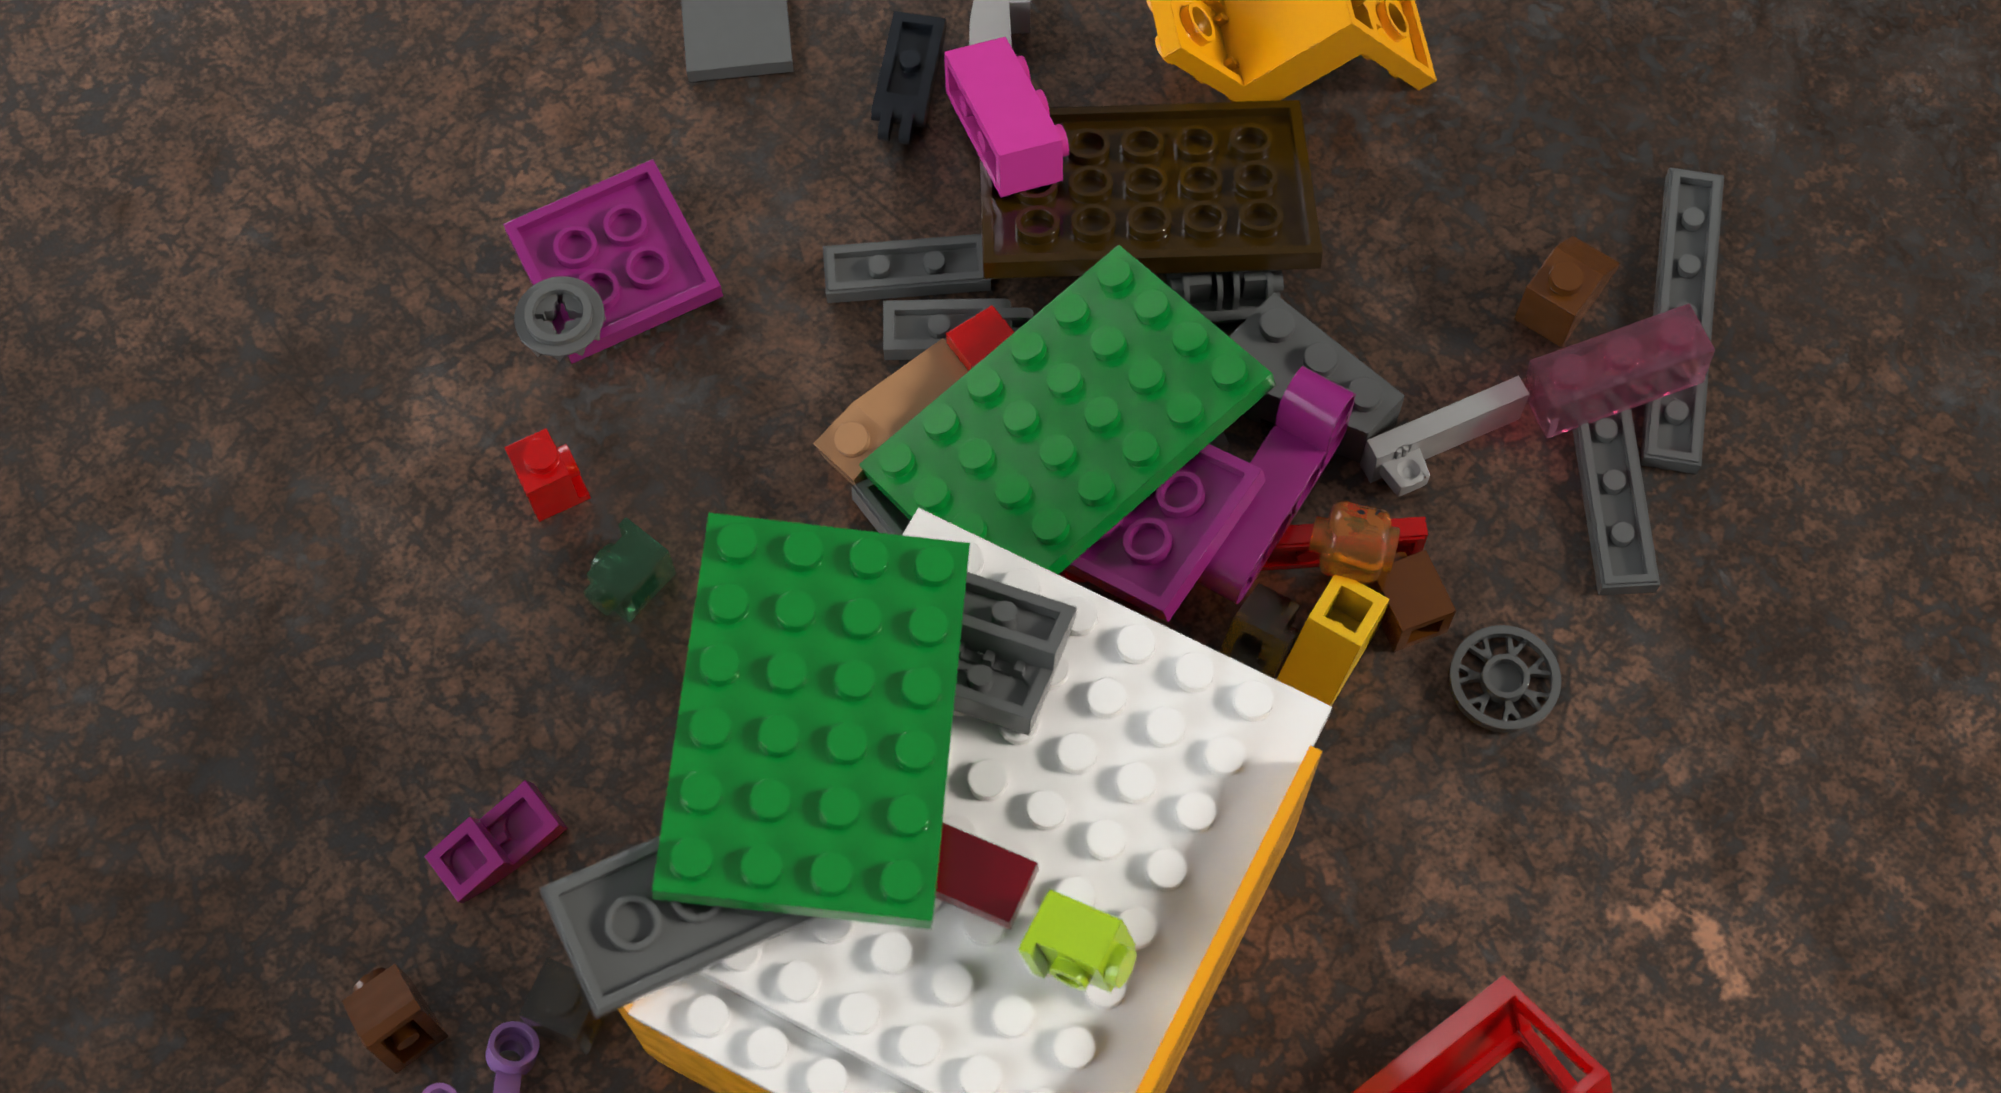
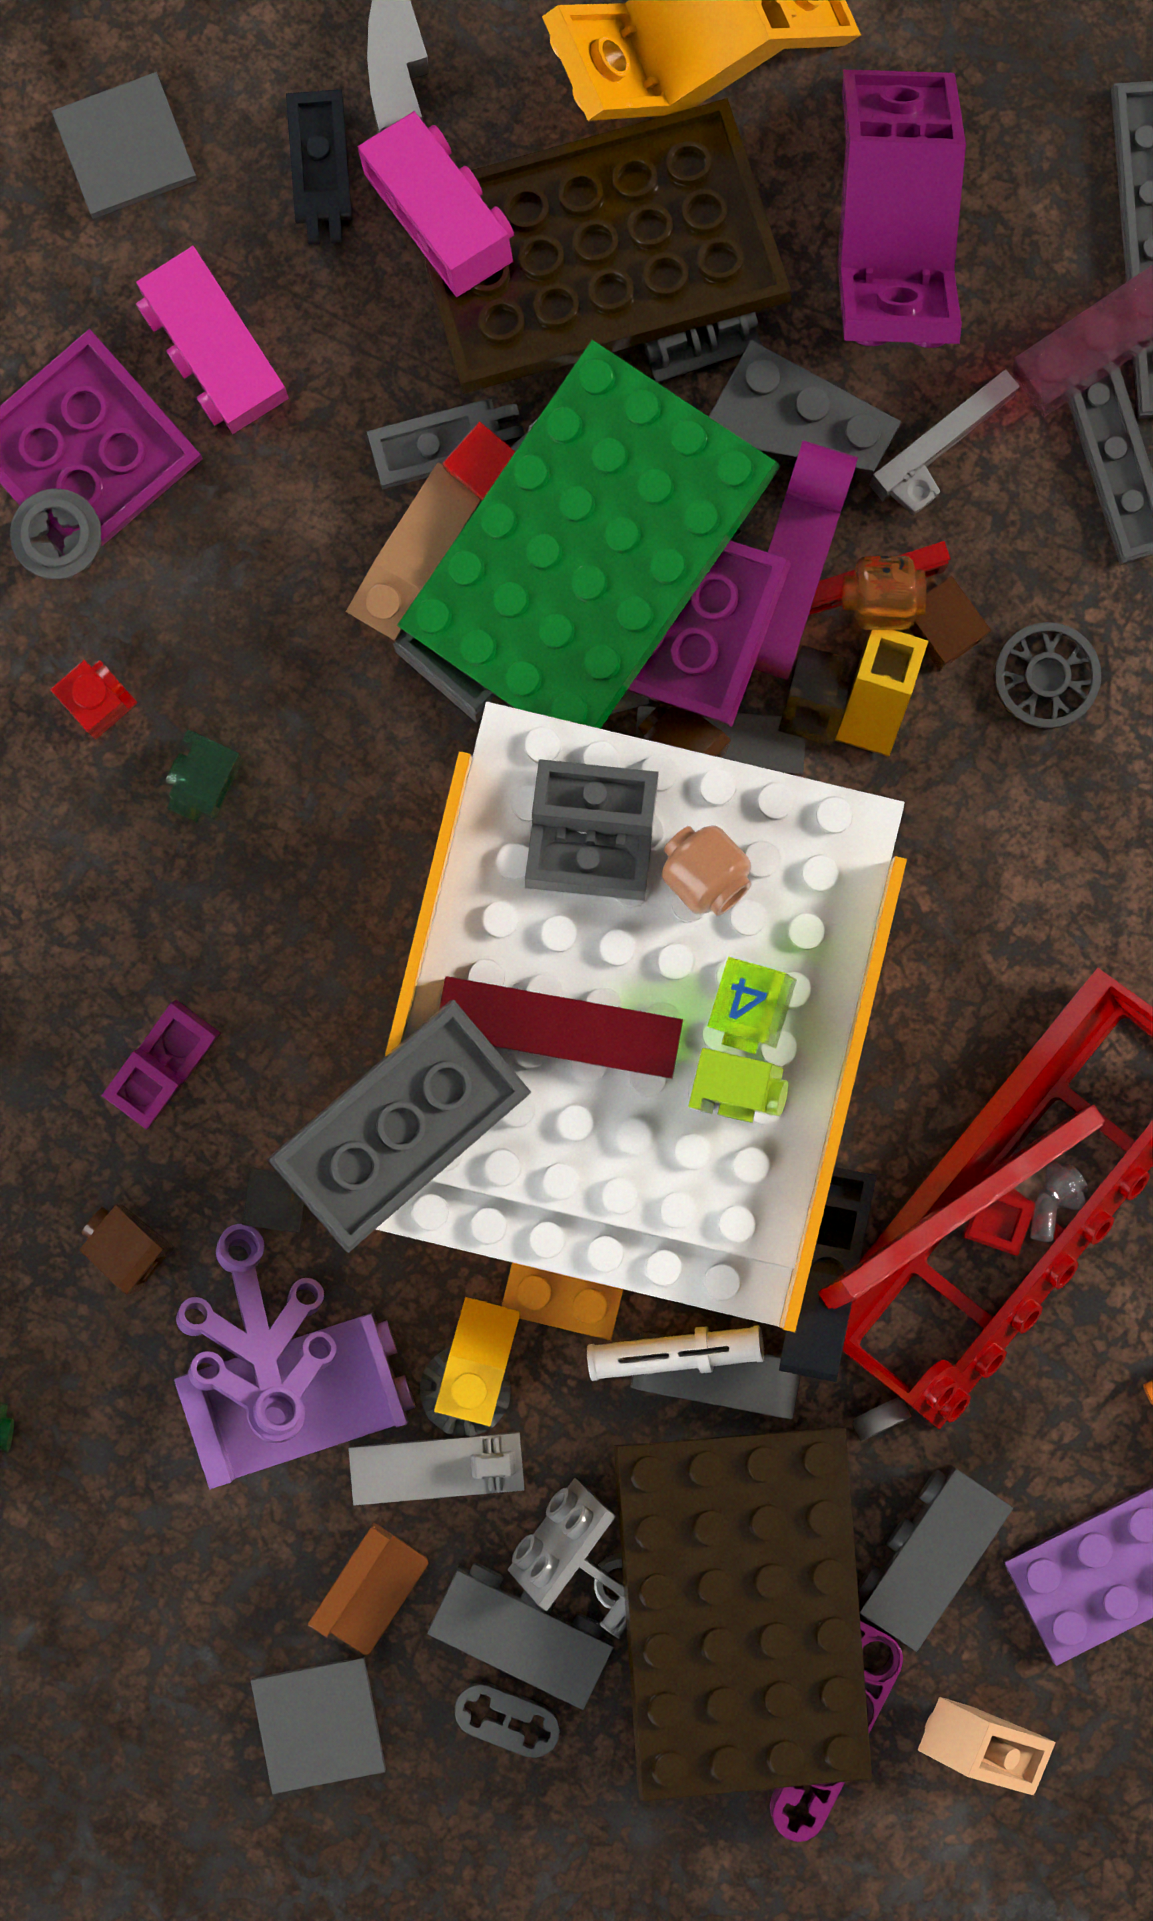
camera: 20 degrees left, 20 degrees up
(761, 196) = (210, 341): none -> dark pink brick
(814, 723) = (459, 943): green plate -> none
(904, 268) = (374, 382): dark grey tile -> none
(1102, 712) = (706, 870): none -> nougat head
(1116, 861) = (751, 1005): none -> clear neon green brick
(1444, 215) = (900, 207): none -> magenta bracket
(1565, 289) = (1036, 246): reddish brown slope -> none

